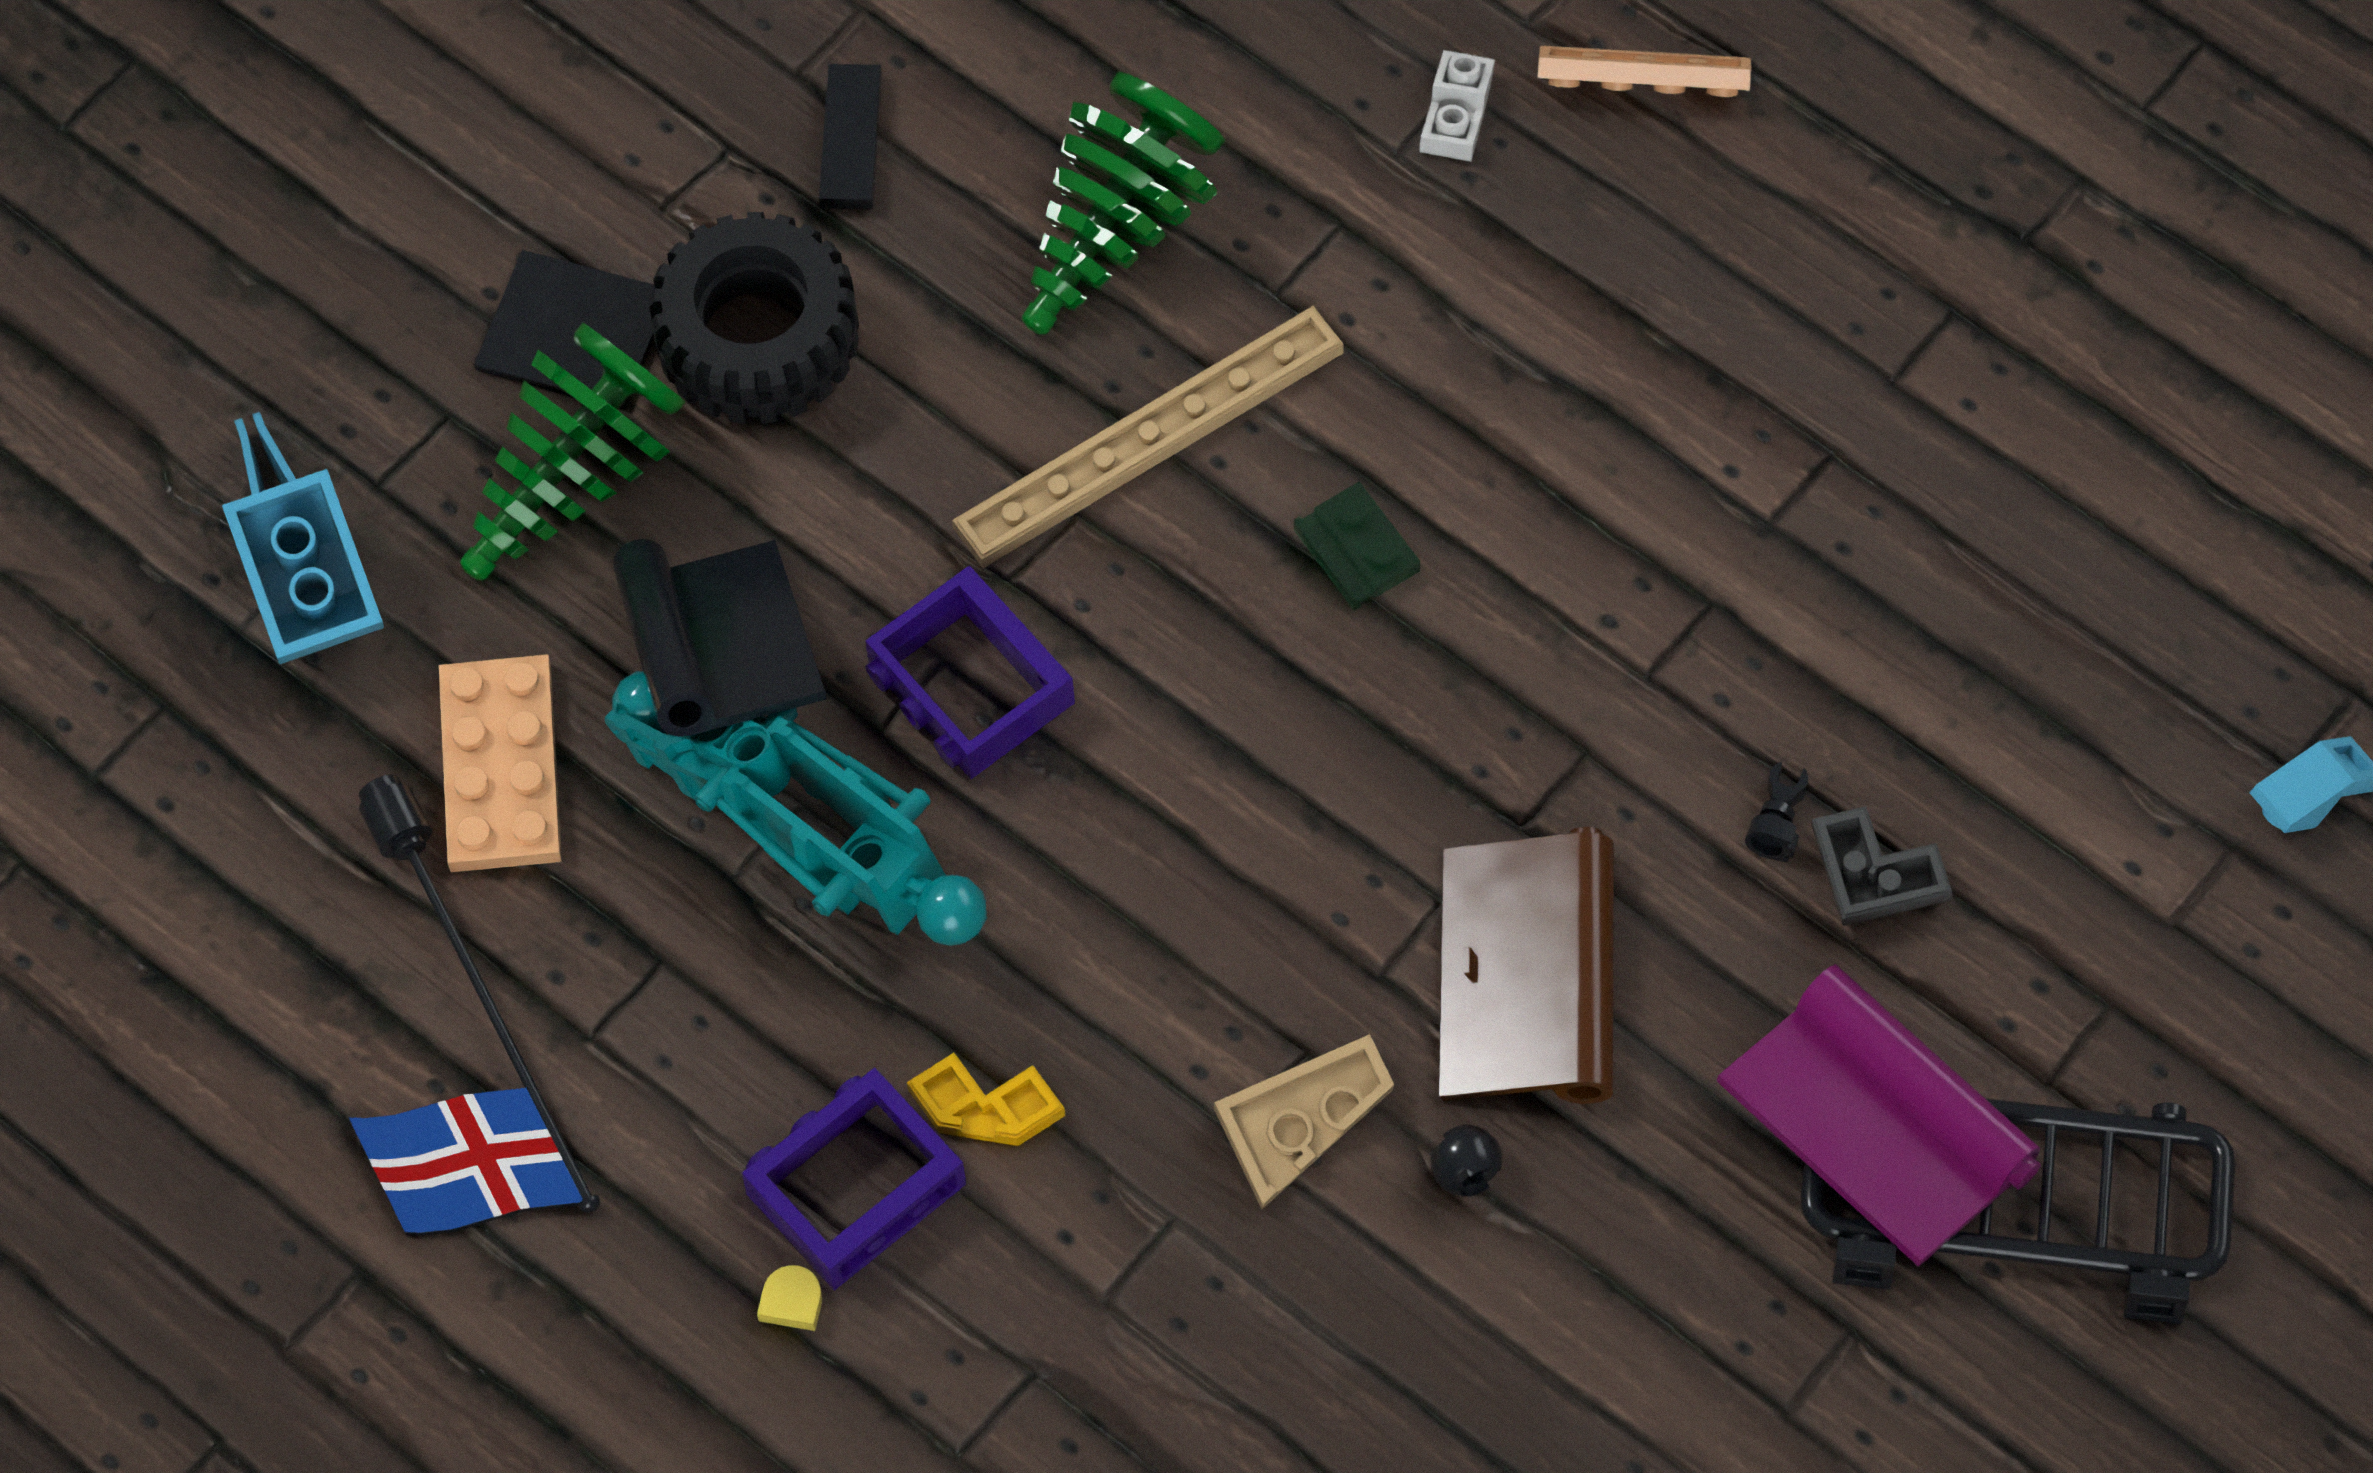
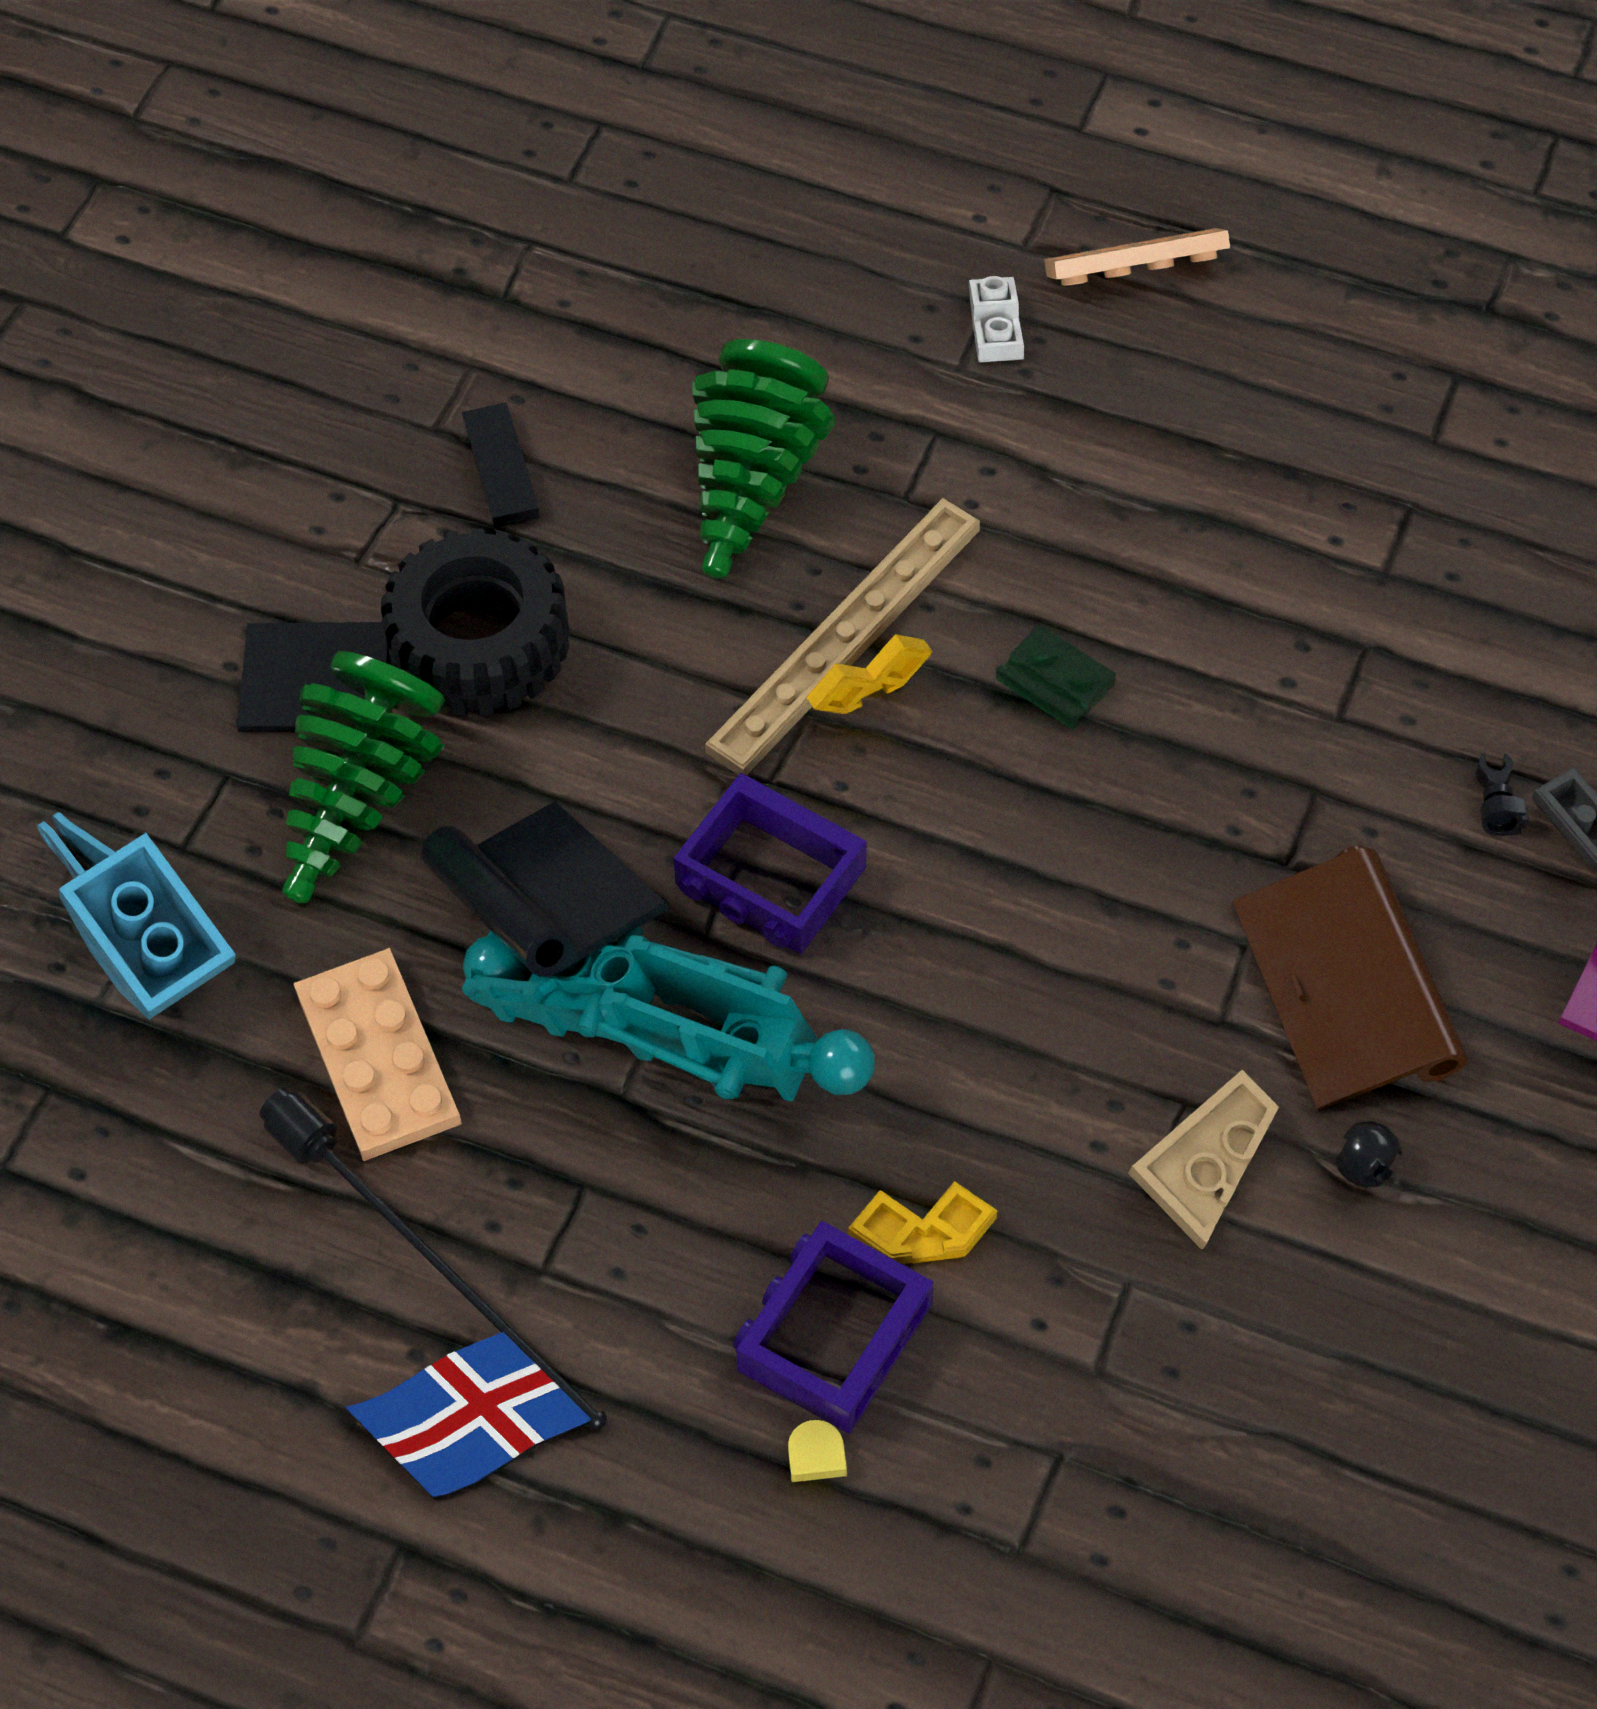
camera: 20 degrees left, 5 degrees down
(1180, 488) = (892, 667): none -> yellow tile

